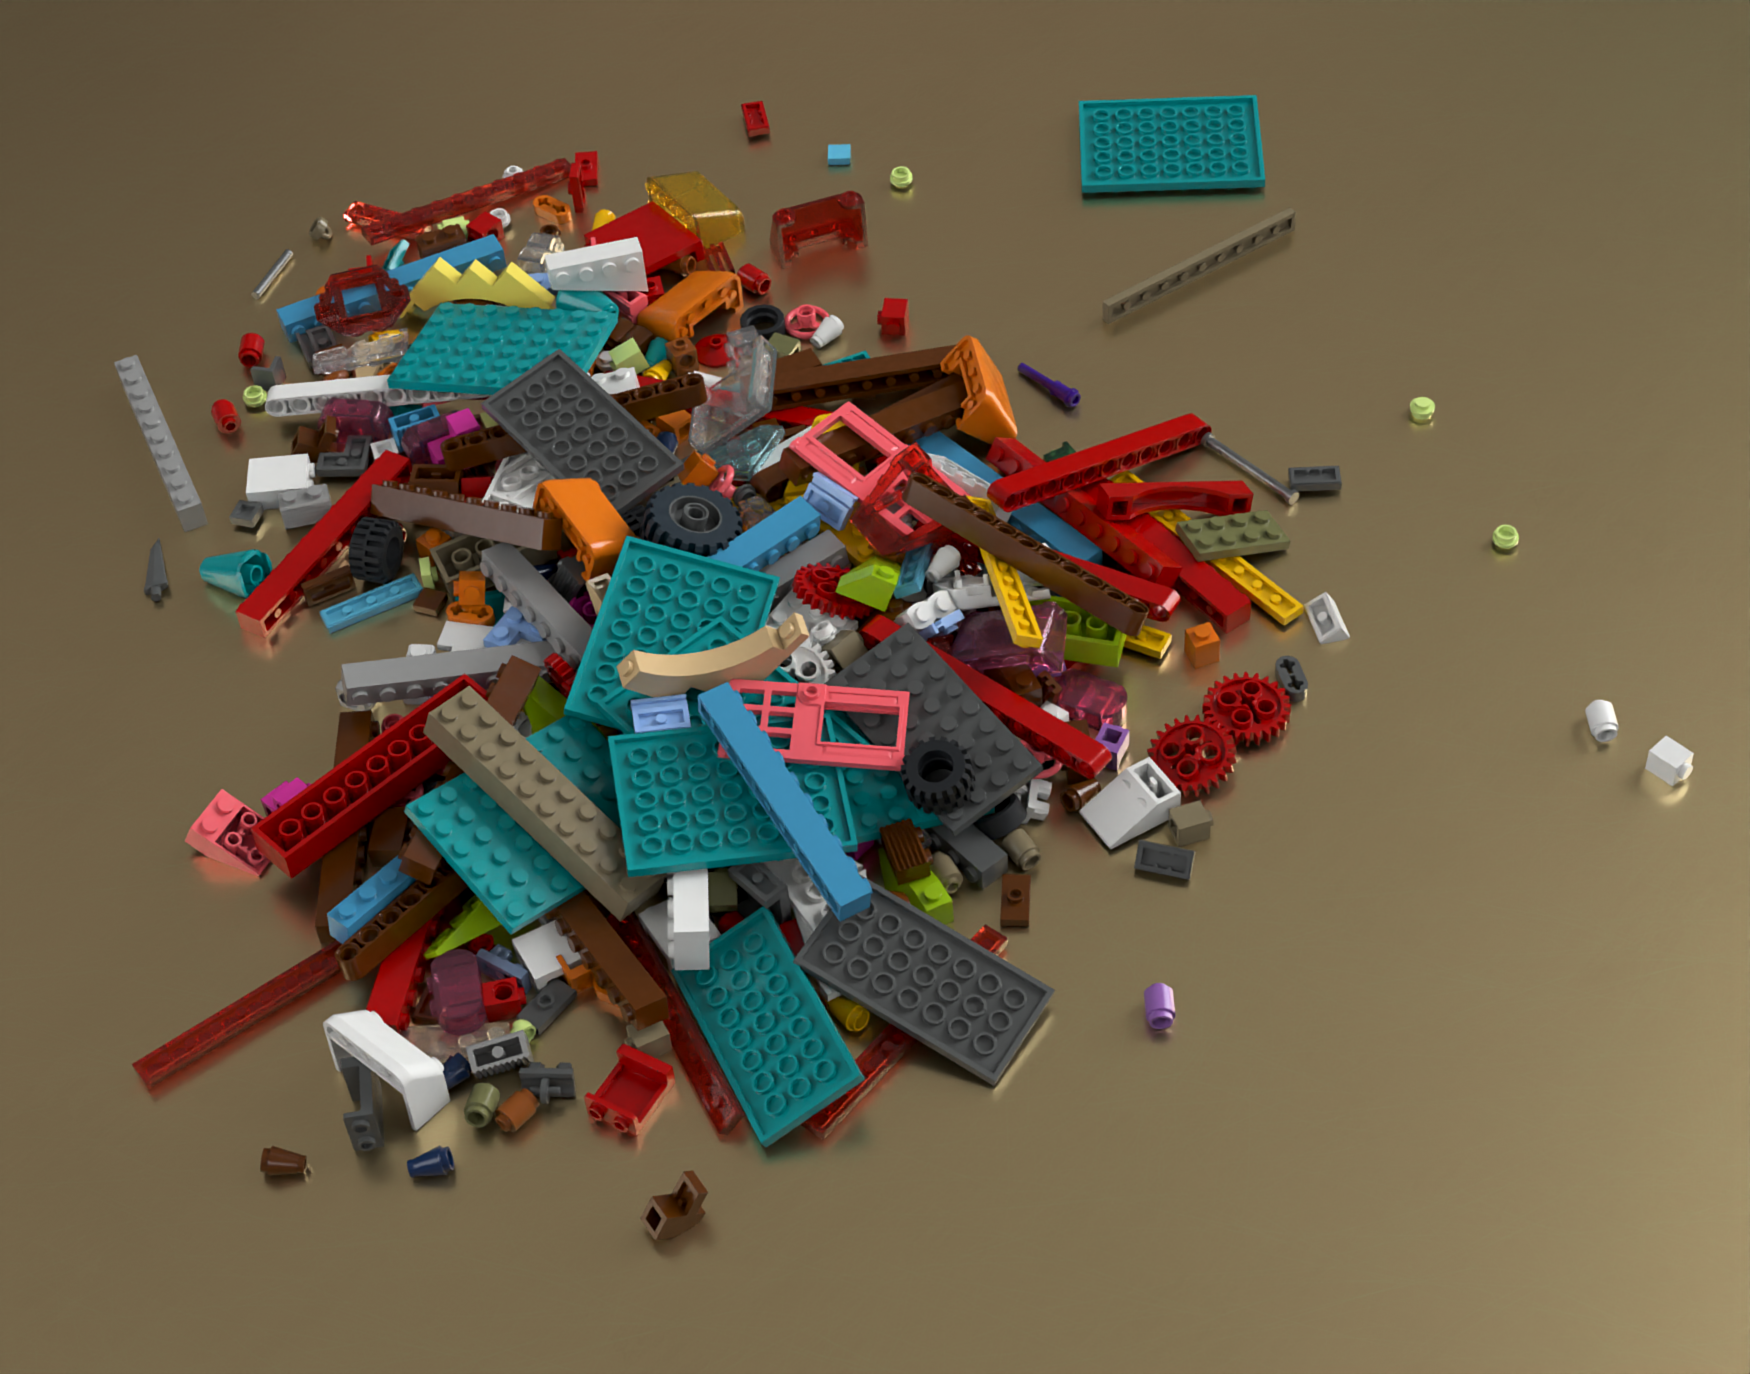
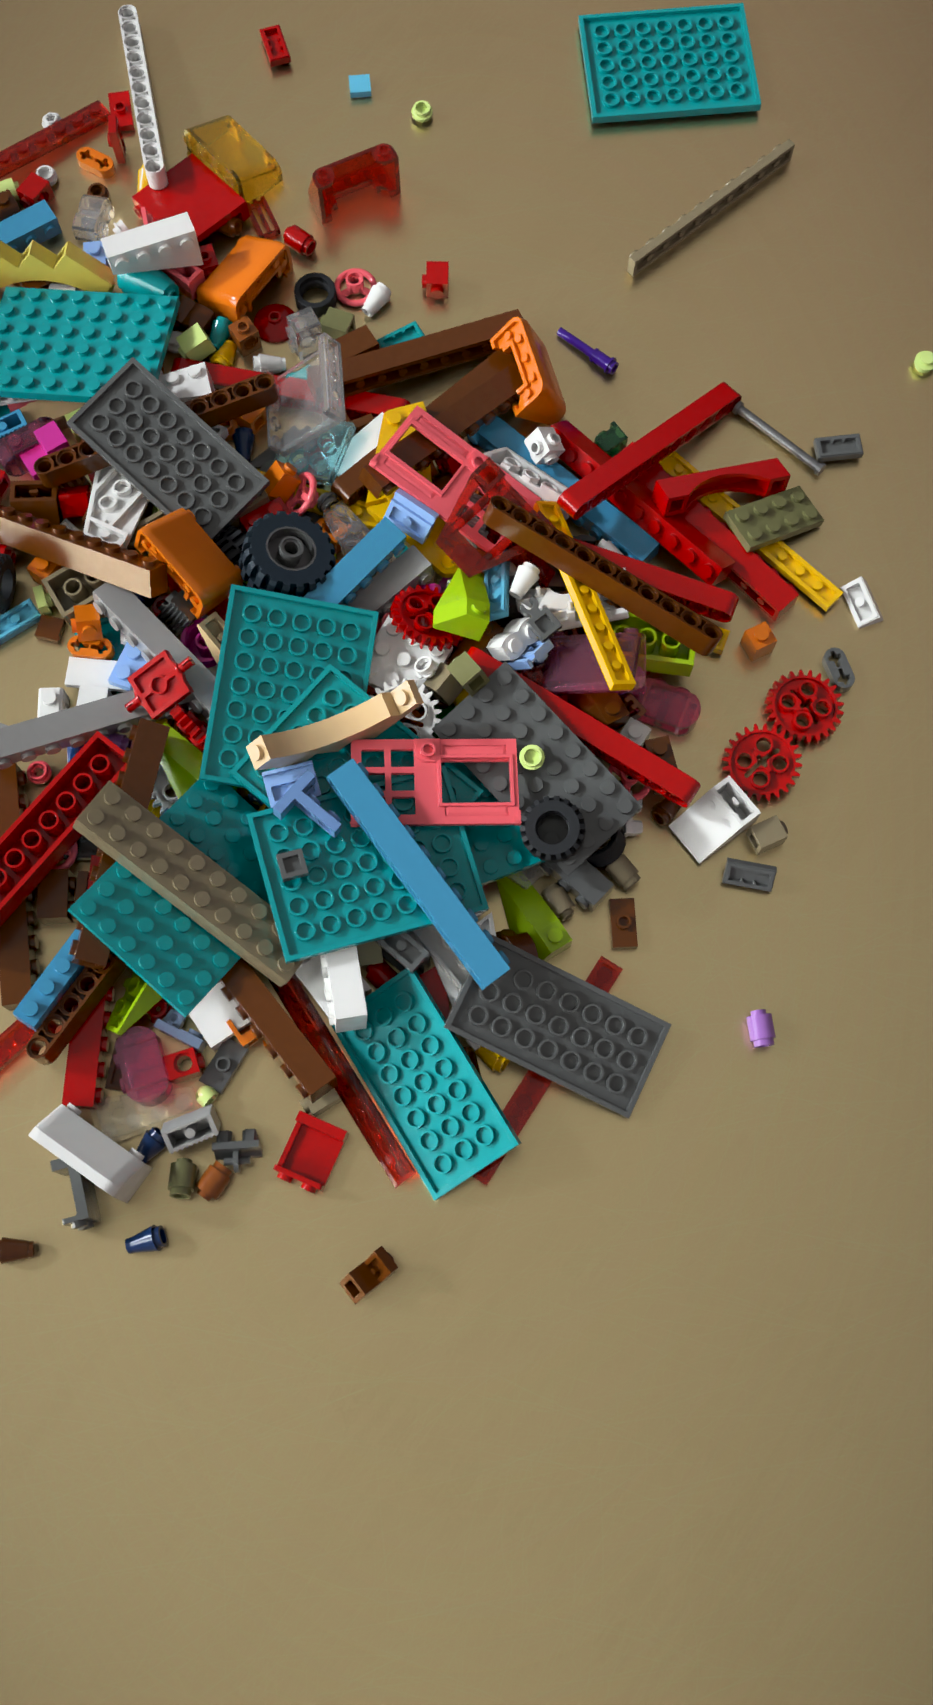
camera: 10 degrees left, 25 degrees up
(538, 633) = (160, 684): none -> red plate
(610, 154) = (142, 98): none -> white beam
(648, 780) = (292, 865): none -> dark grey plate
(668, 720) = (308, 804): none -> medium blue bracket
(866, 630) = (468, 673): none -> olive brick
(905, 851) = (526, 894): reddish brown brick -> none
(924, 709) = (532, 757): none -> yellowish green plate
(952, 592) = (542, 622): none -> dark grey plate
(984, 453) = (544, 445): none -> white brick
(1116, 741) = (693, 746): medium lavender brick -> none

